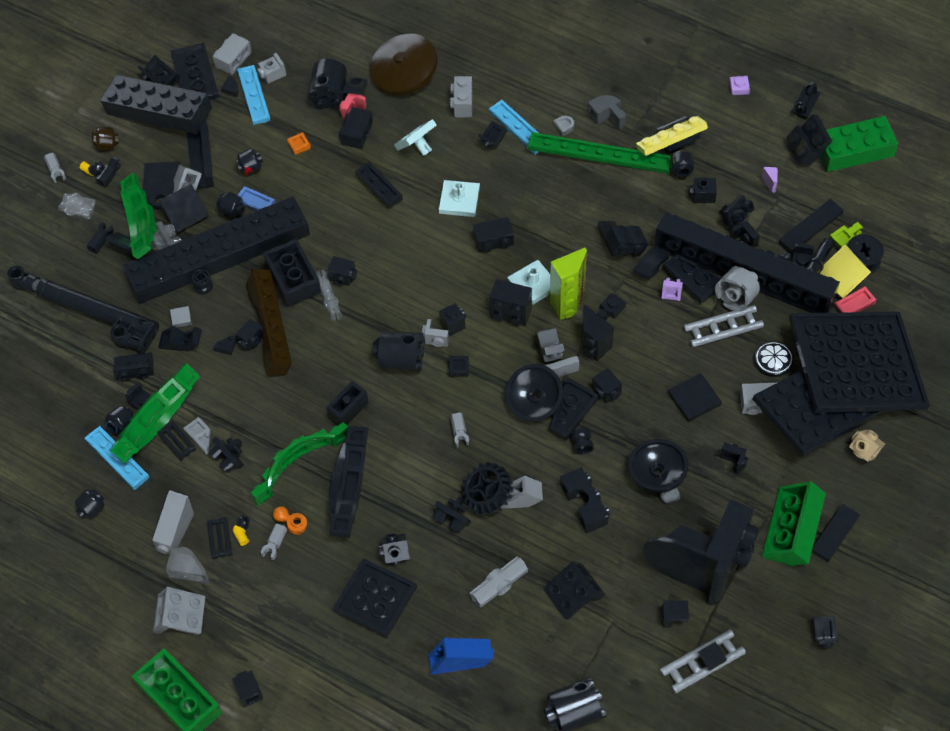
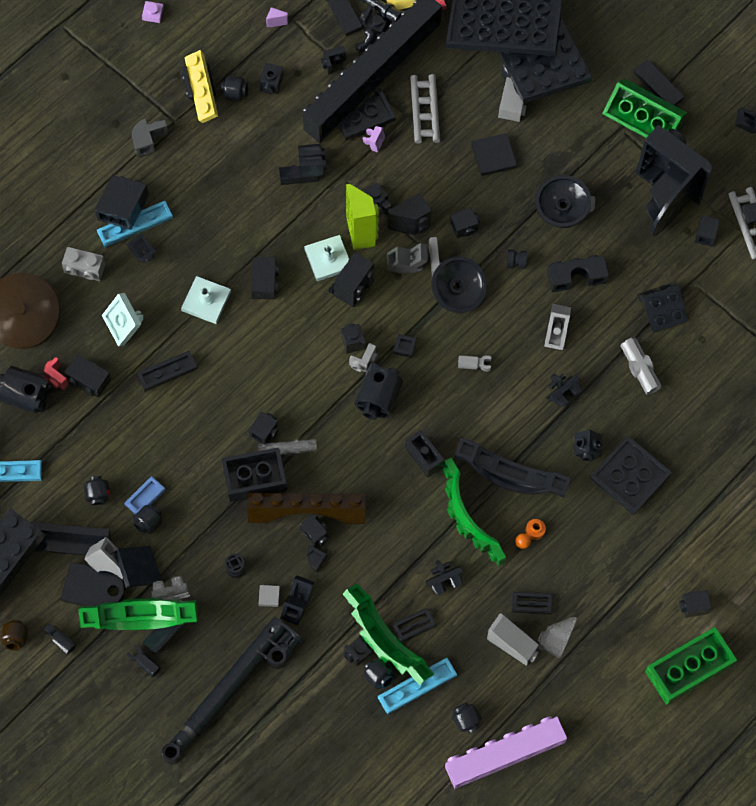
camera: 80 degrees left, 10 degrees up
(54, 166) = (33, 696): light grey bar -> none
(61, 546) = (506, 752): none -> lavender brick
(78, 205) = (97, 676): clear hips -> none
(92, 170) = (50, 656): black arm -> none
(133, 366) = (315, 652): black bracket -> none
(179, 611) = (603, 654): light grey bracket -> none
(199, 433) = (412, 601): light grey tile -> none
(216, 249) = (200, 543): black brick -> none
(240, 528) = (529, 583): arm -> none
(274, 541) = (549, 552): light grey bar -> none
(298, 143) = (84, 439): orange tile -> none
(355, 85) = (34, 363): black tile -> none
(460, 654) = (706, 415): blue slope -> none
(493, 491) = (548, 359): black gear -> none
(533, 107) = (122, 202): none -> black brick
(564, 124) = (148, 178): light grey tile -> none
(574, 407) = (477, 251): black wing -> none
(599, 152) = (193, 160): green tile -> none
(650, 262) = (339, 147): black slope -> none
(734, 454) = (567, 134): black bracket -> none
(737, 210) = (306, 60): black hips -> none
(737, 288) = (397, 81): light grey brick -> none
(774, 358) = (472, 77): dish -> none
(866, 444) = (585, 31): tan brick -> none

